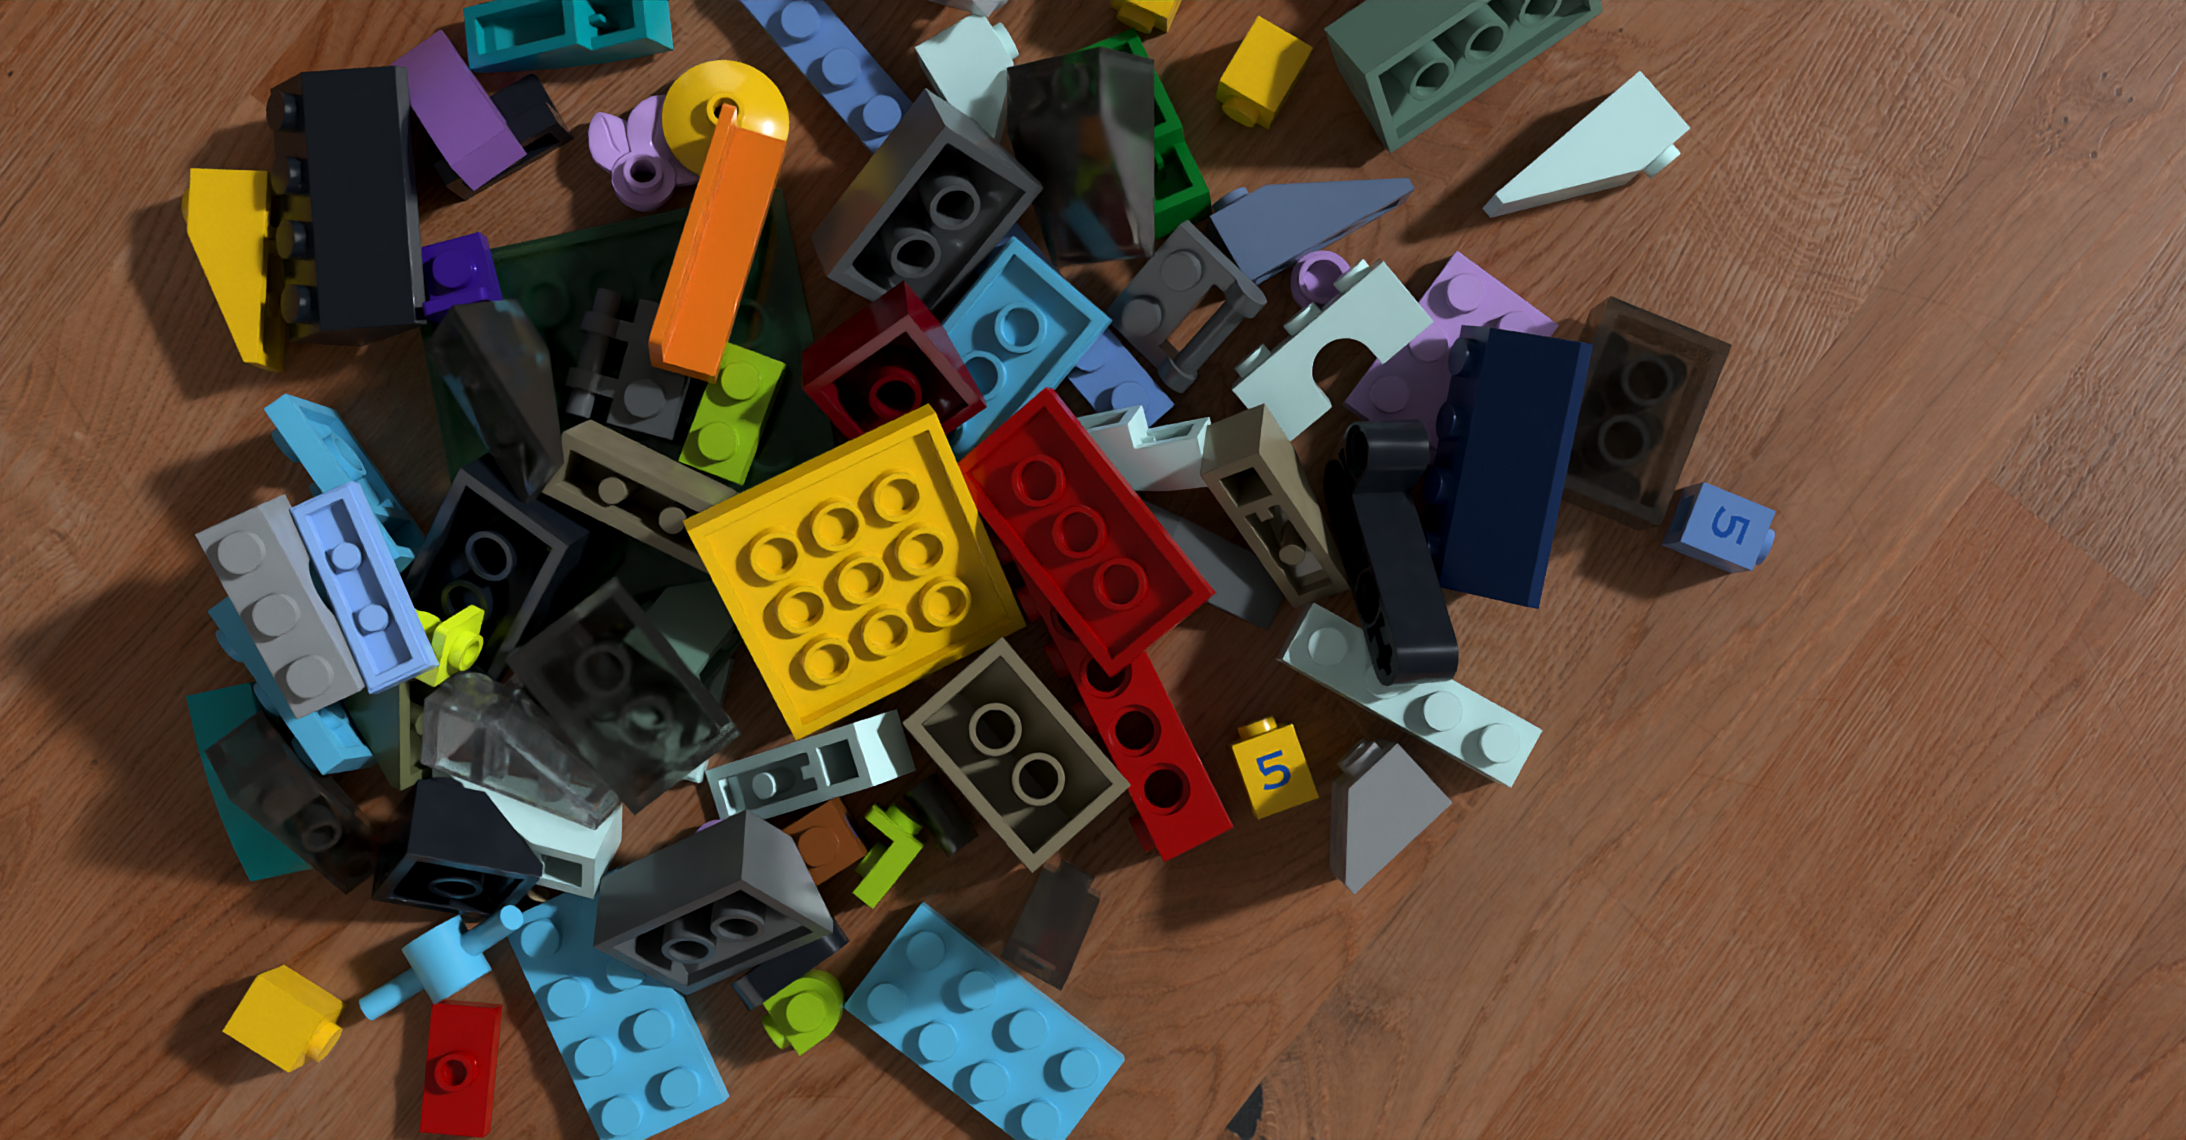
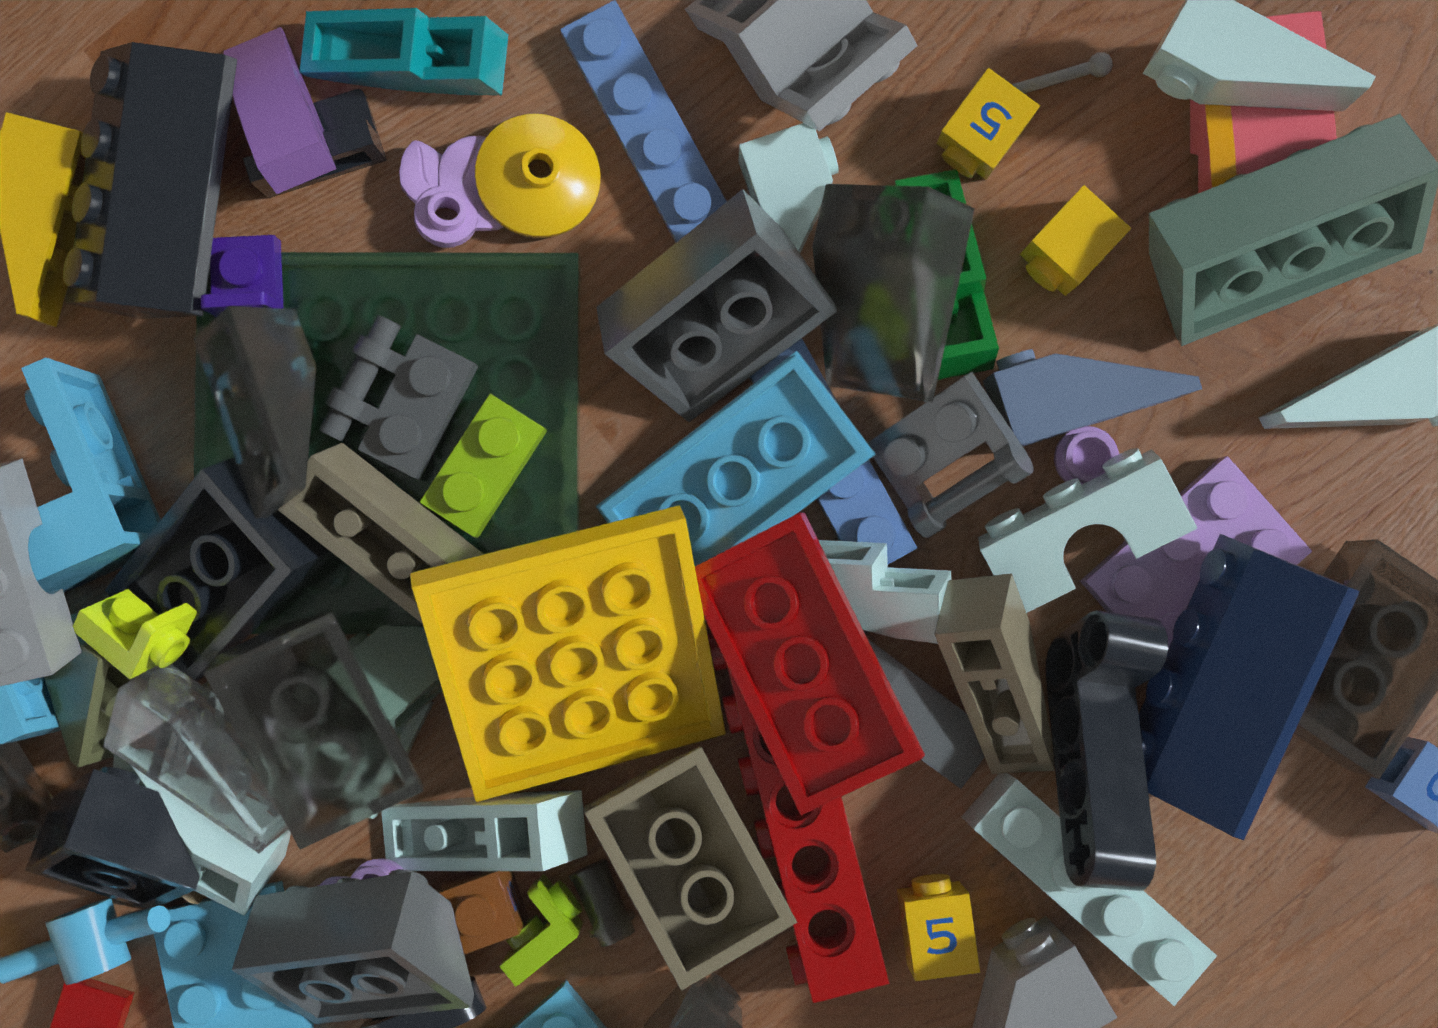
camera: 15 degrees right, 0 degrees up
(364, 587) = (80, 568): light blue tile -> none
(716, 250) = (501, 304): orange panel -> none
(887, 365) = (646, 457): dark red slope -> none

